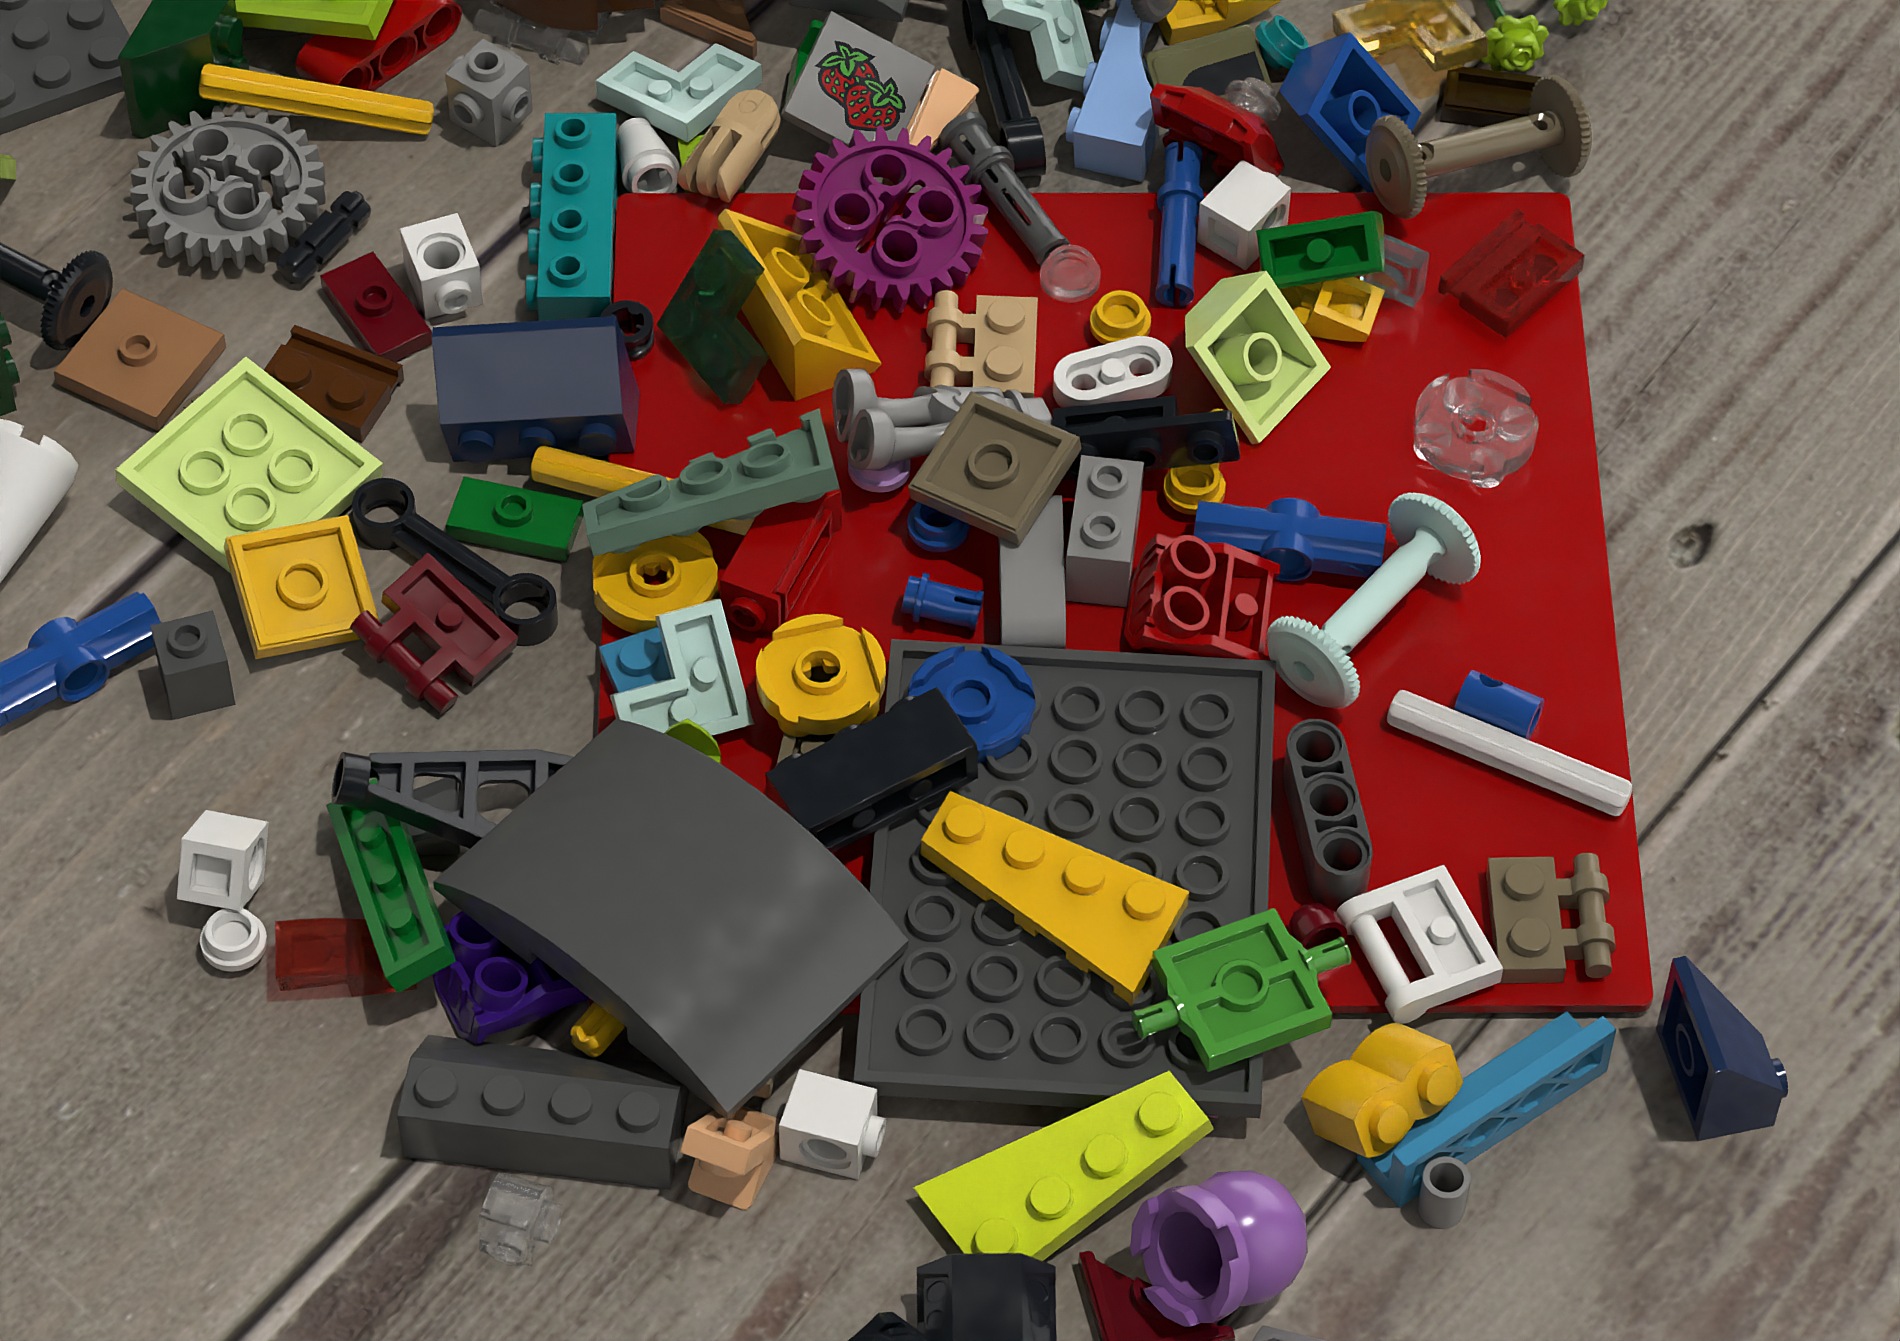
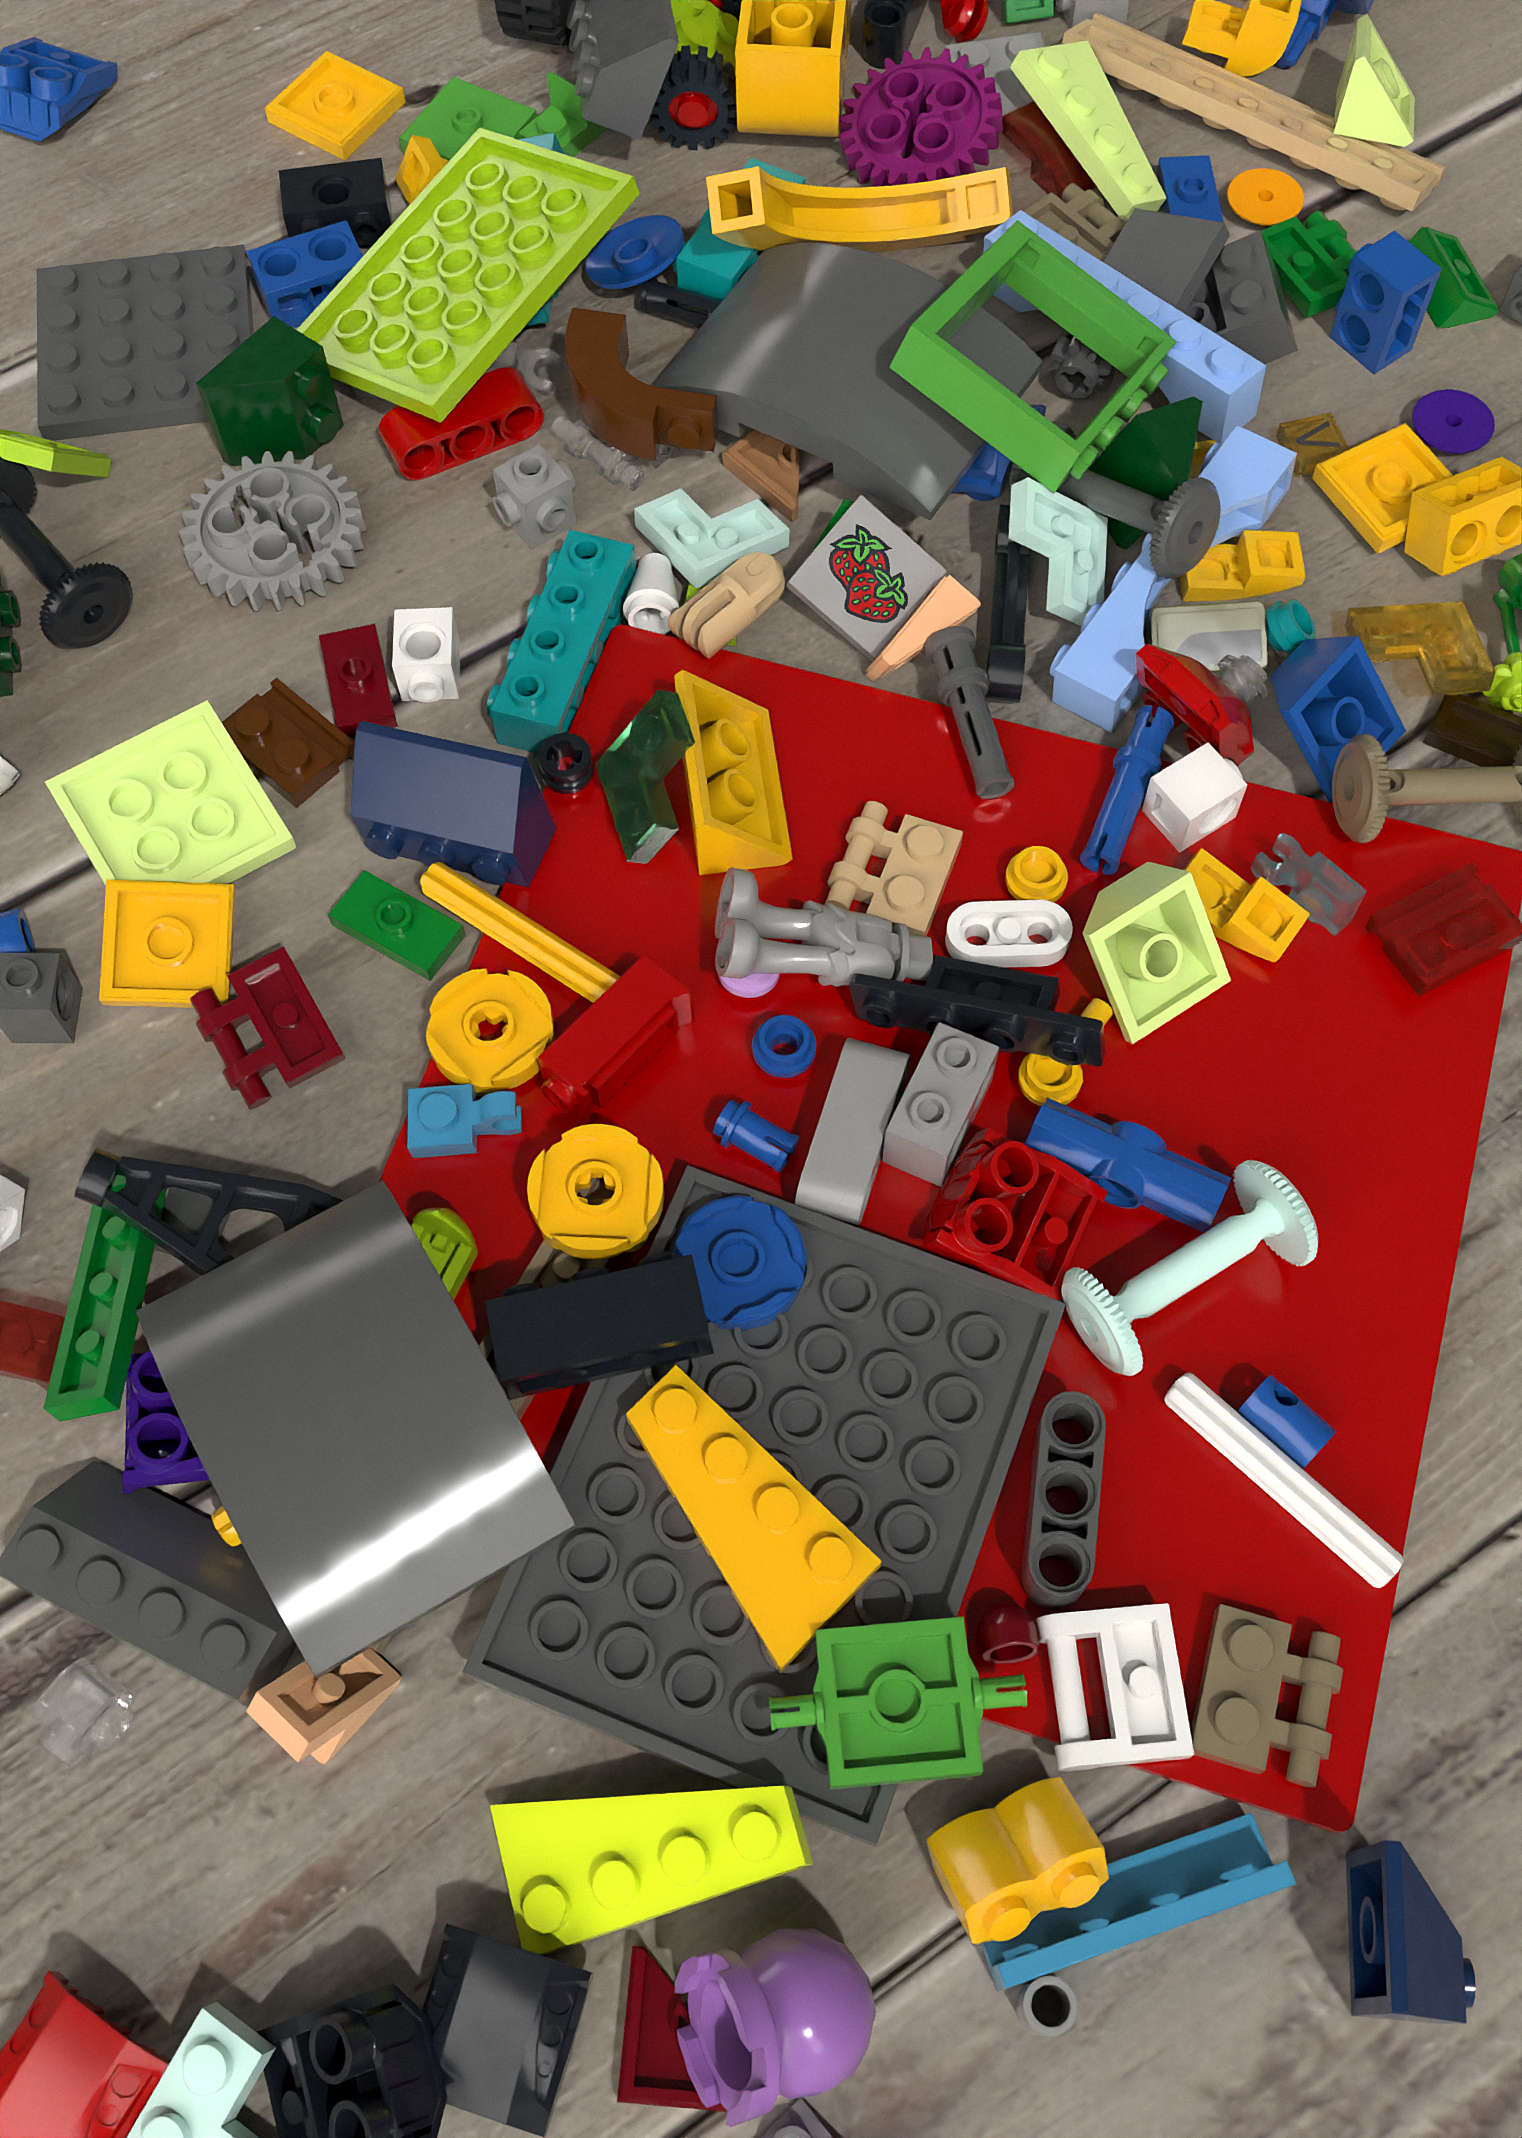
camera: 20 degrees right, 10 degrees up
(140, 359) = (133, 674): medium nougat plate -> none
(315, 99) = (378, 466): yellow axle -> none
(323, 237) = (339, 598): black axle -> none
(479, 576) = (323, 955): black piece -> none
(703, 676) = (484, 1168): light aqua plate -> none
(716, 489) = (566, 961): sand green wing -> none
(830, 1125) = (432, 1704): white brick -> none
(847, 186) = (815, 674): magenta gear -> none
(995, 468) = (848, 1012): dark tan plate -> none
(1070, 274) = (1004, 815): clear plate -> none
(1323, 249) = (1258, 860): green slope -> none
(1469, 454) = (1348, 1121): clear plate -> none

